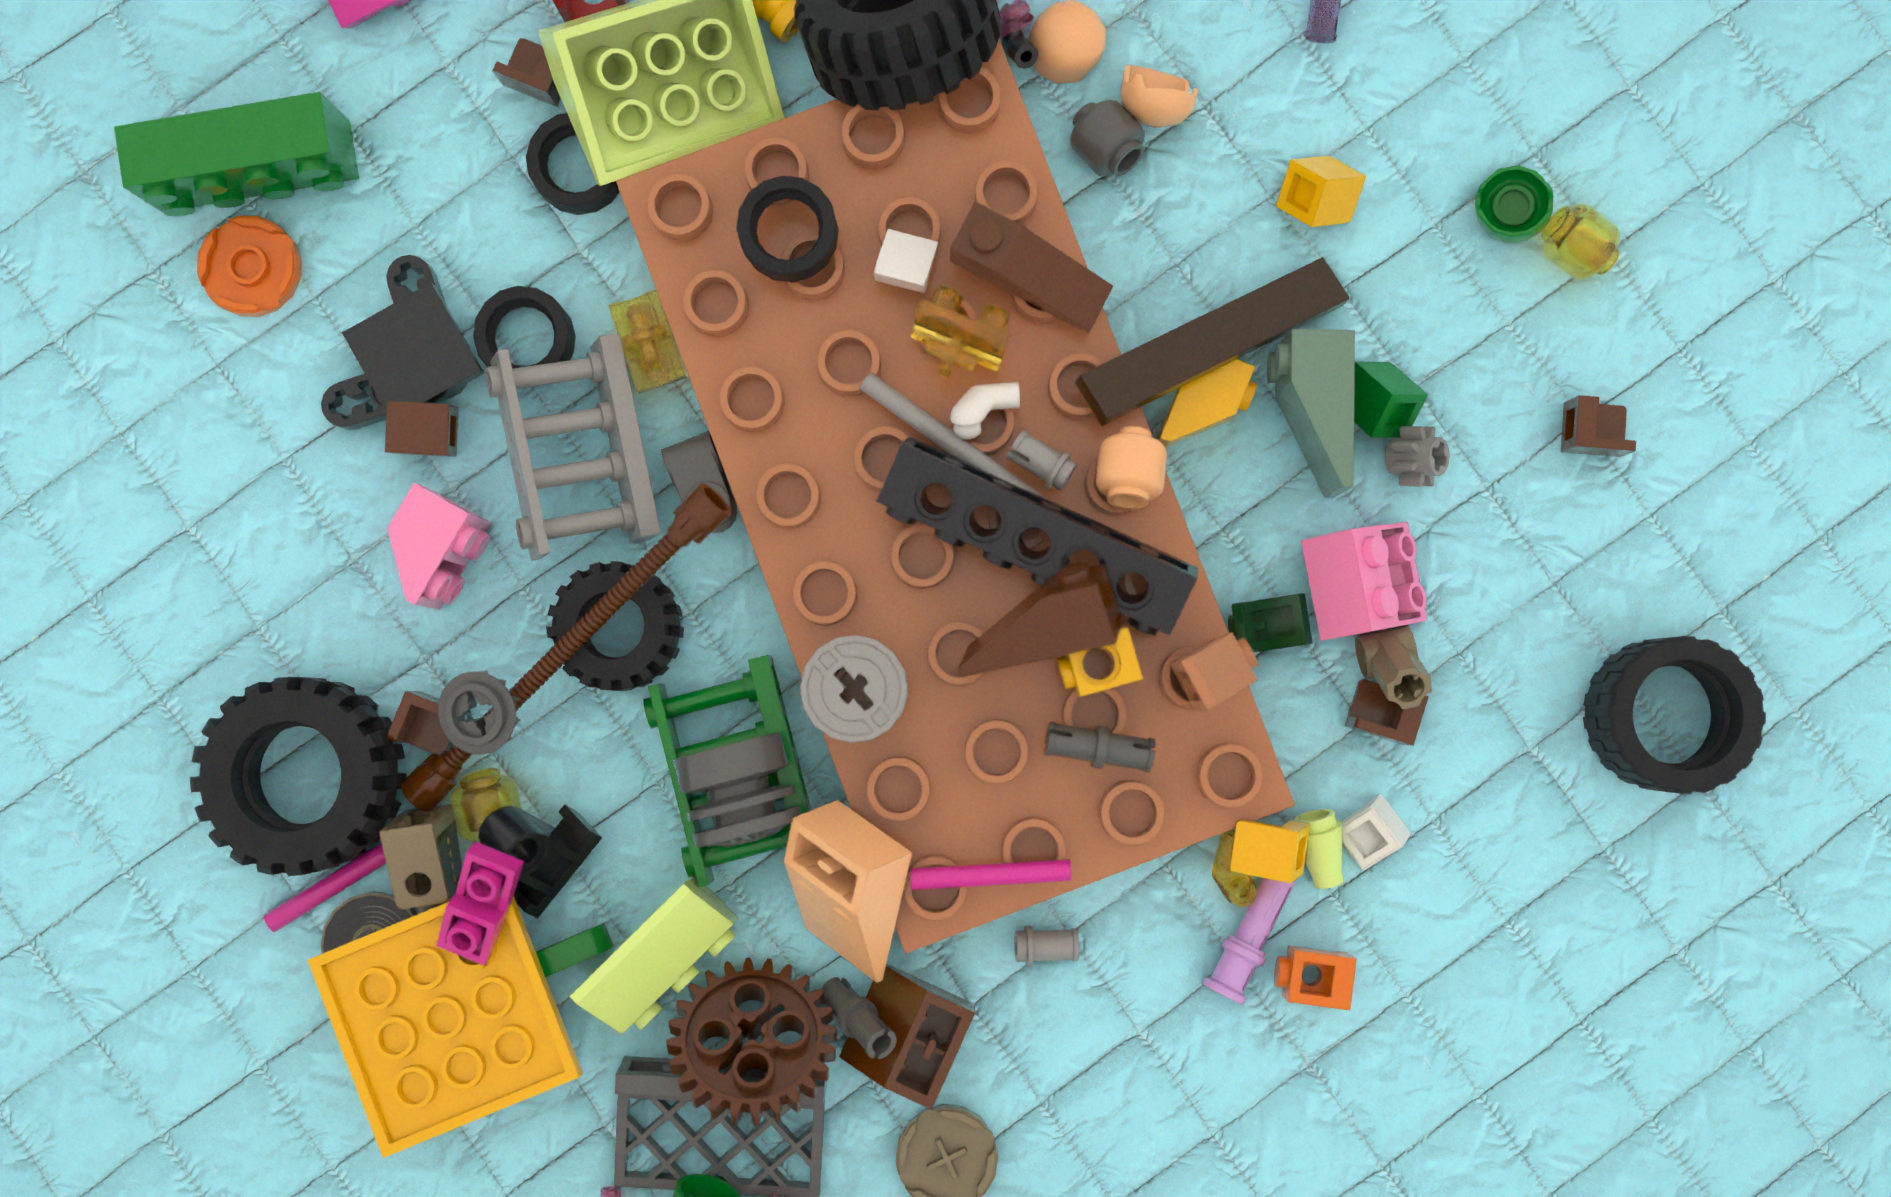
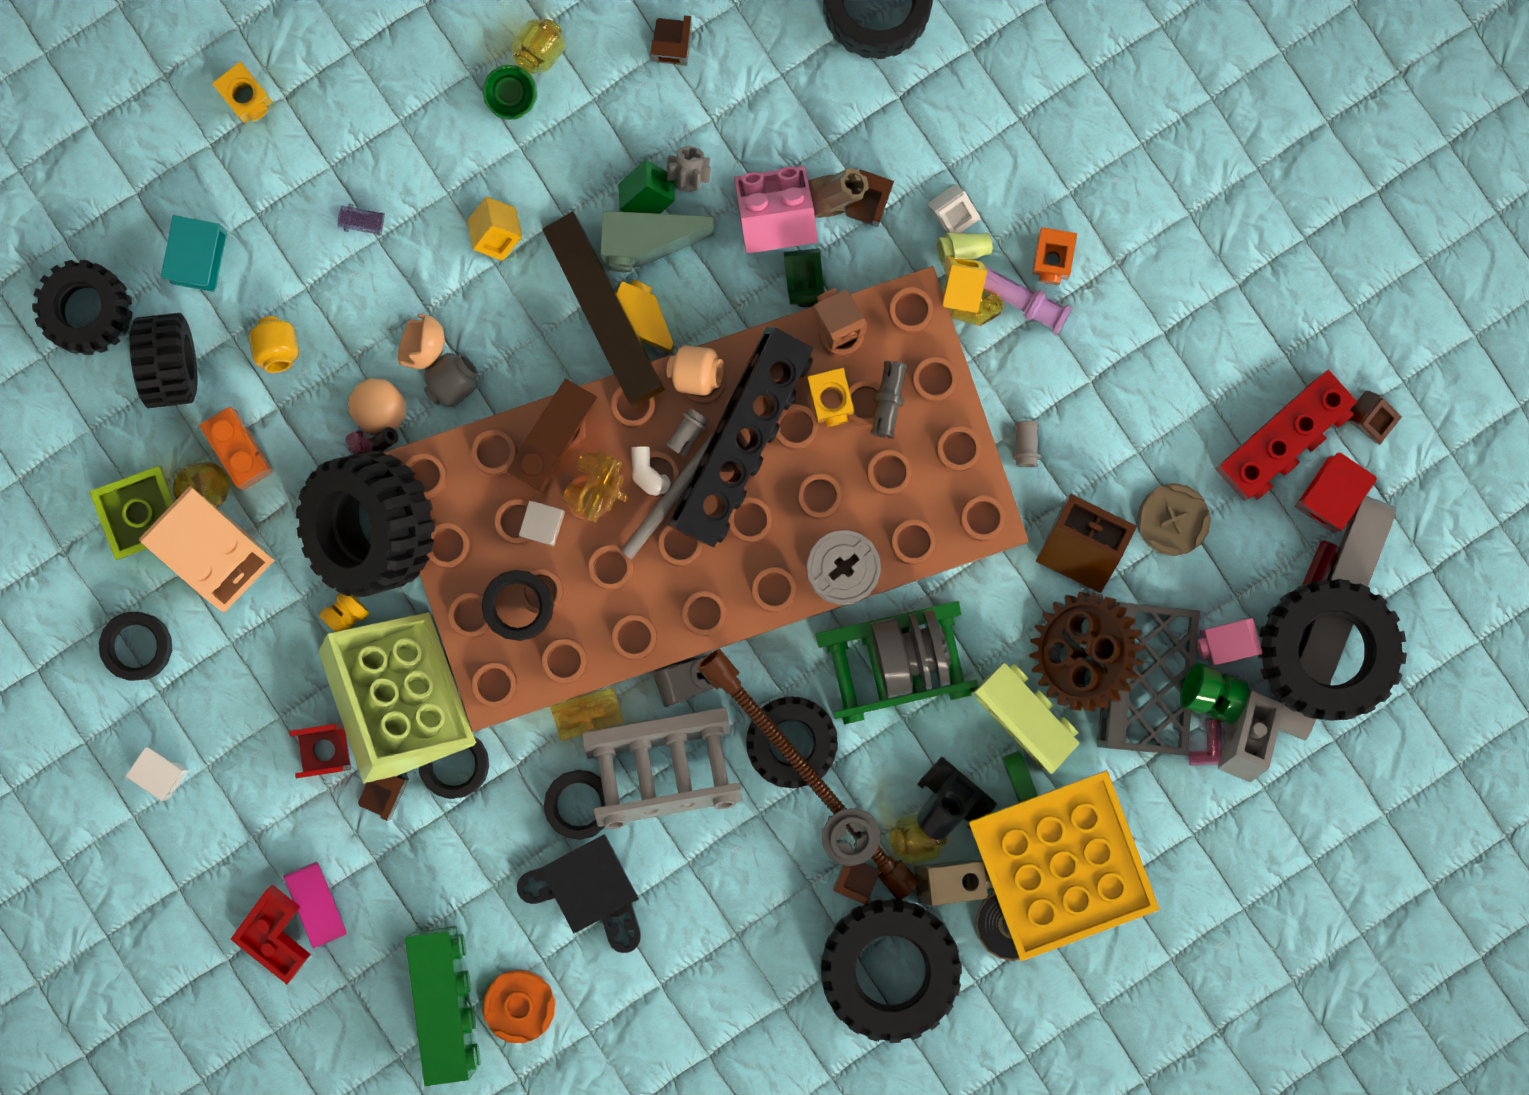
camera: 90 degrees left, 0 degrees up
(325, 888) = (968, 952): dark pink bar -> none
(421, 429) = (645, 879): reddish brown panel -> none
(434, 544) = (727, 869): bright pink slope -> none
(480, 903) = (984, 835): dark pink slope -> none
(847, 883) = (979, 579): light nougat slope -> none
(858, 1018) = (1073, 576): dark grey pin -> none
(990, 874) = (975, 478): dark pink bar -> none
(1059, 618) = (801, 426): reddish brown slope -> none

